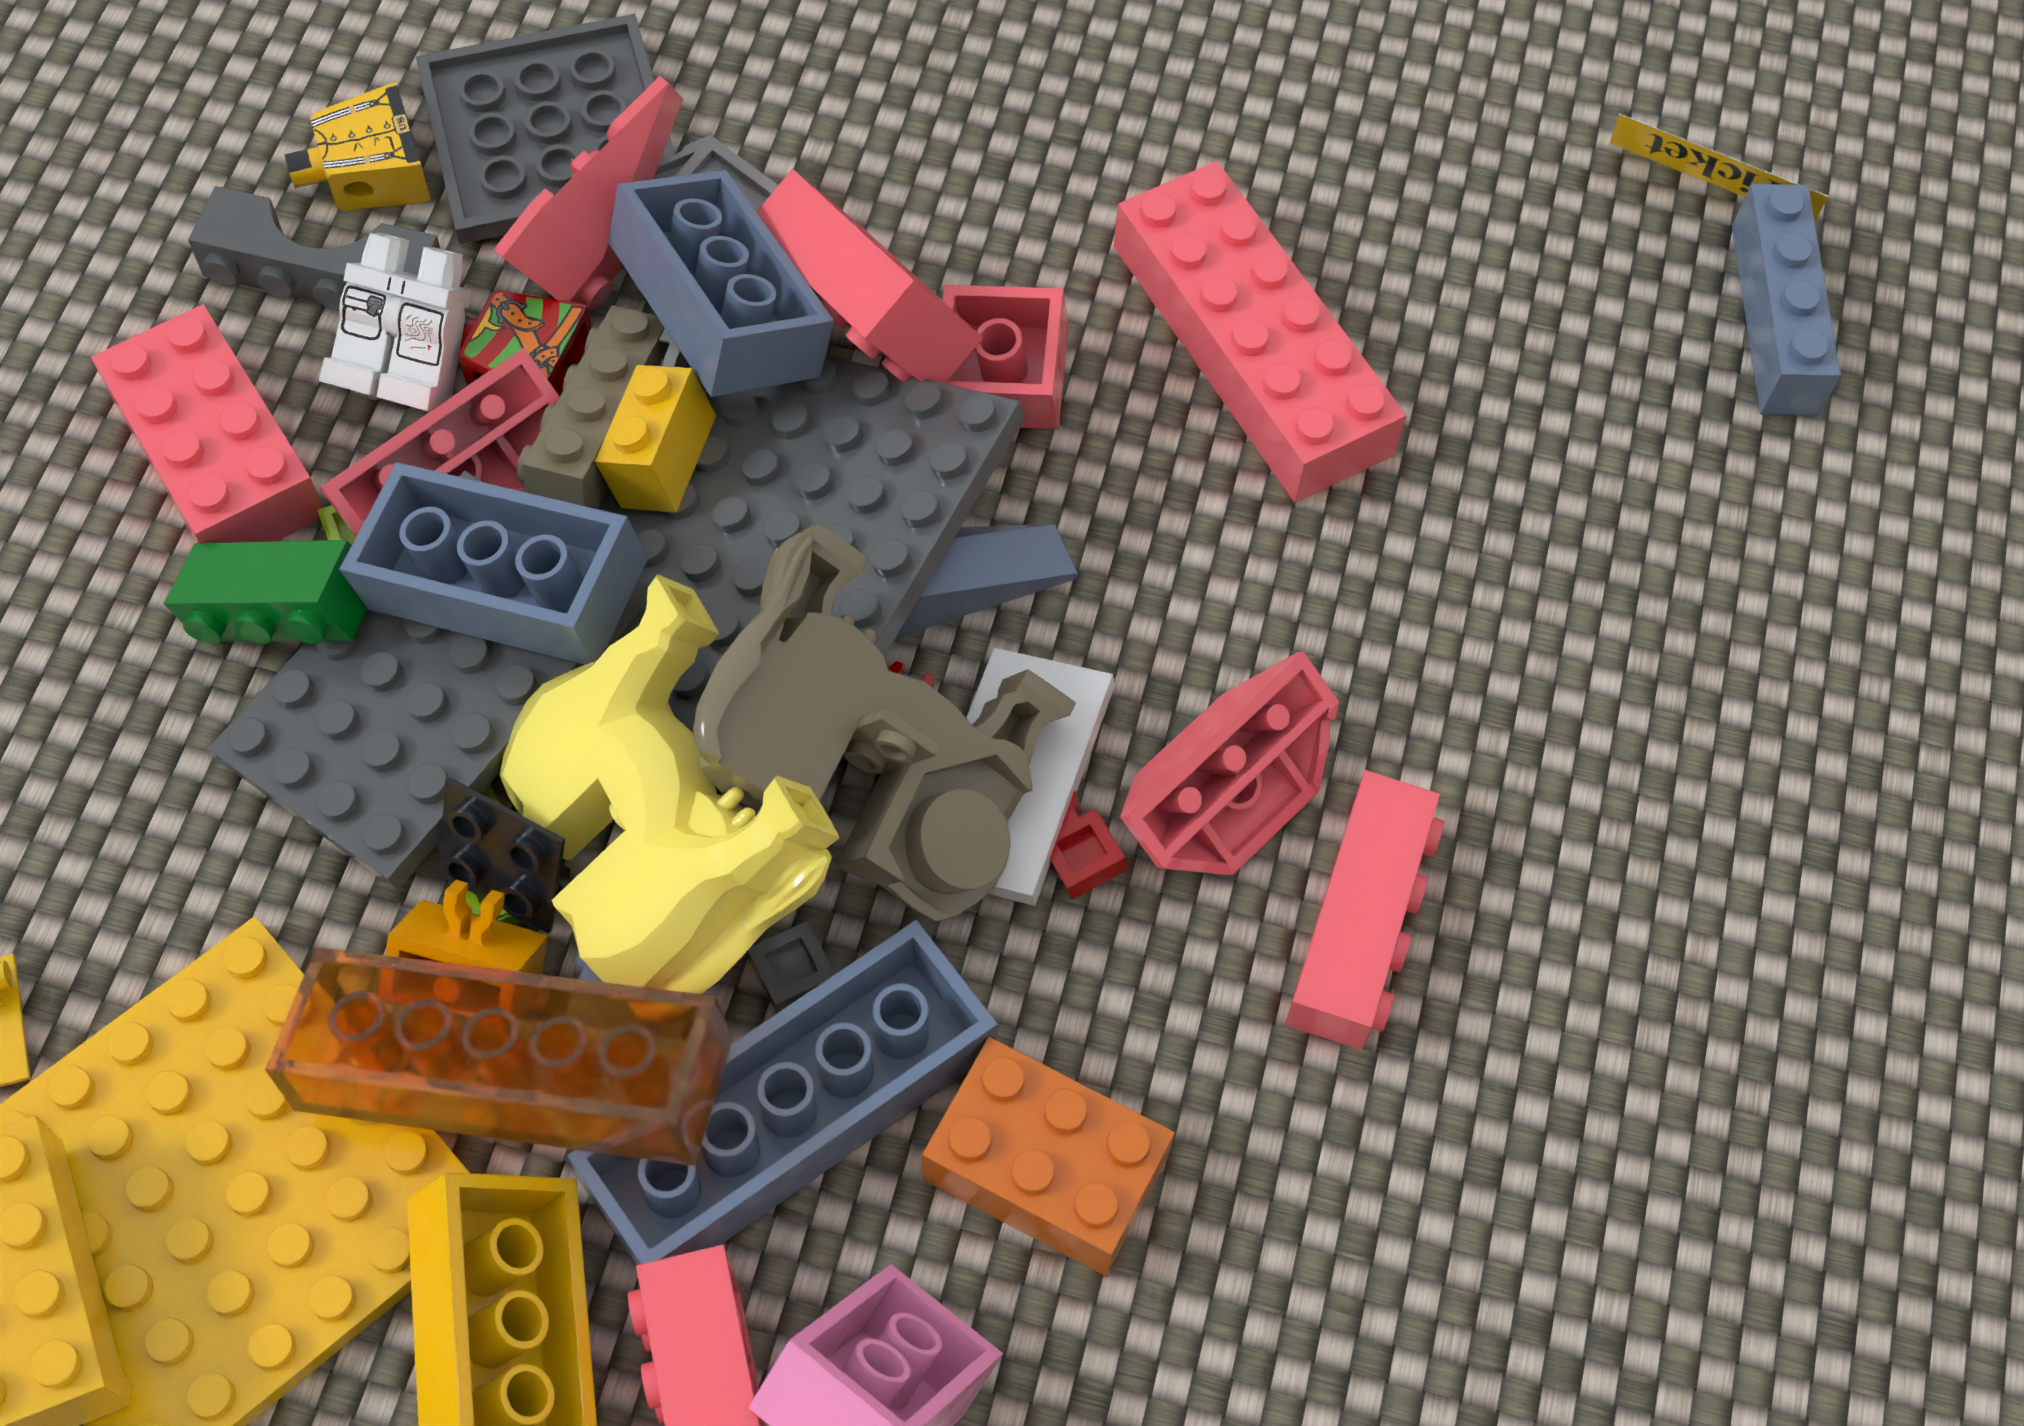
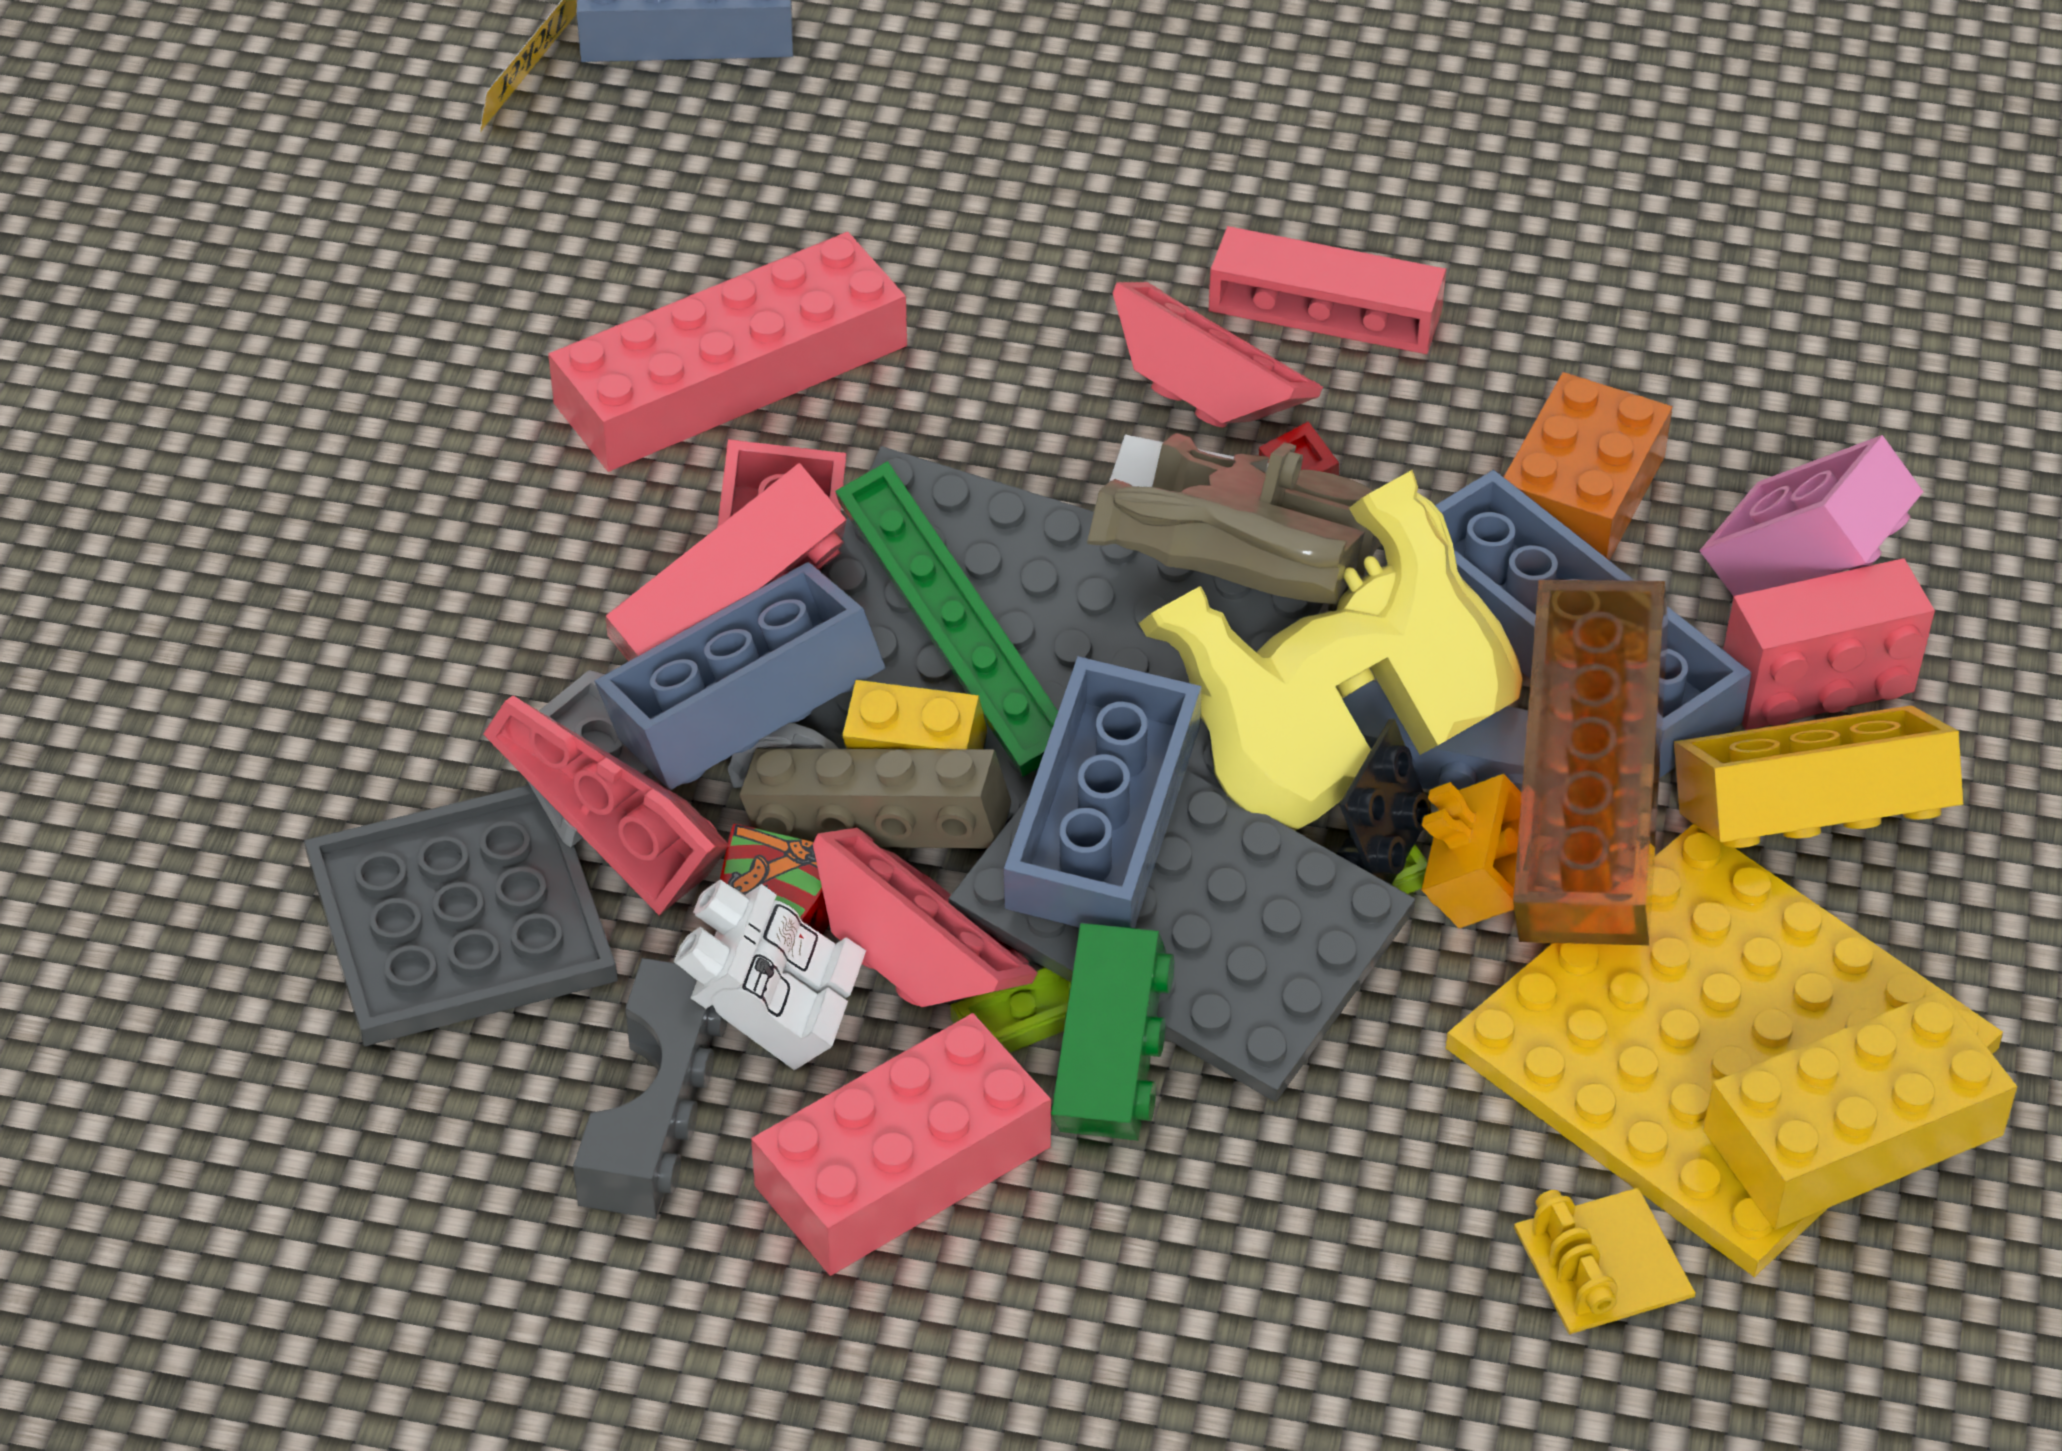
camera: 90 degrees left, 15 degrees down
(363, 153) = (497, 1062): yellow torso -> none
(794, 456) = (951, 613): none -> green plate

